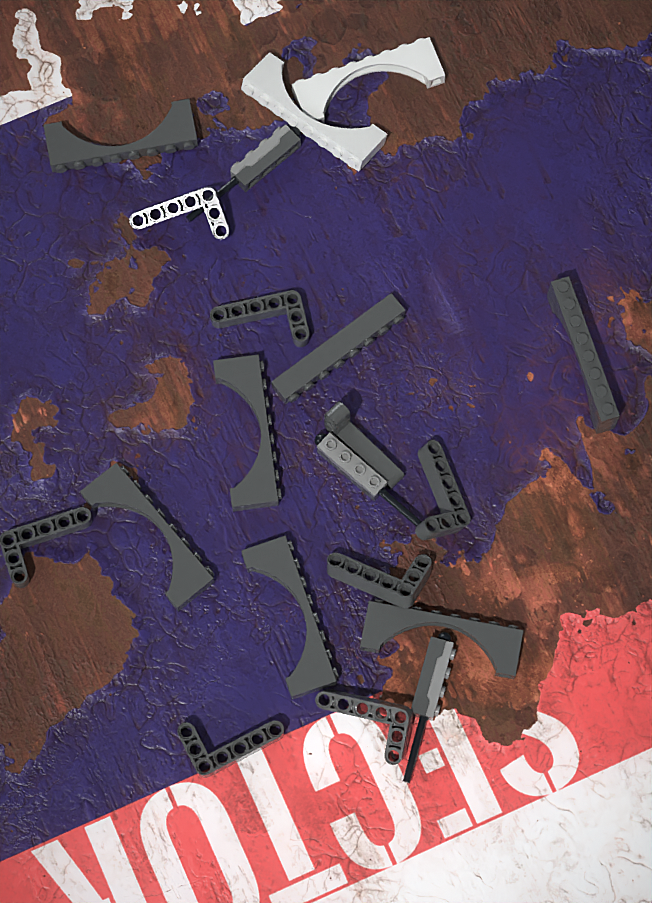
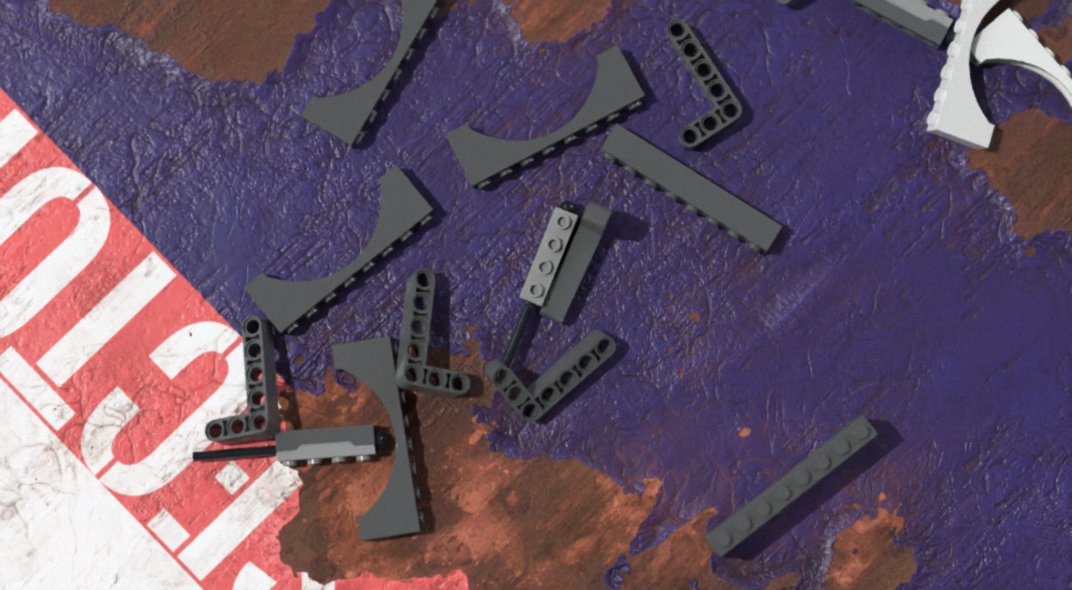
camera: 65 degrees right, 10 degrees up
(229, 749) = (157, 239): dark grey beam -> none

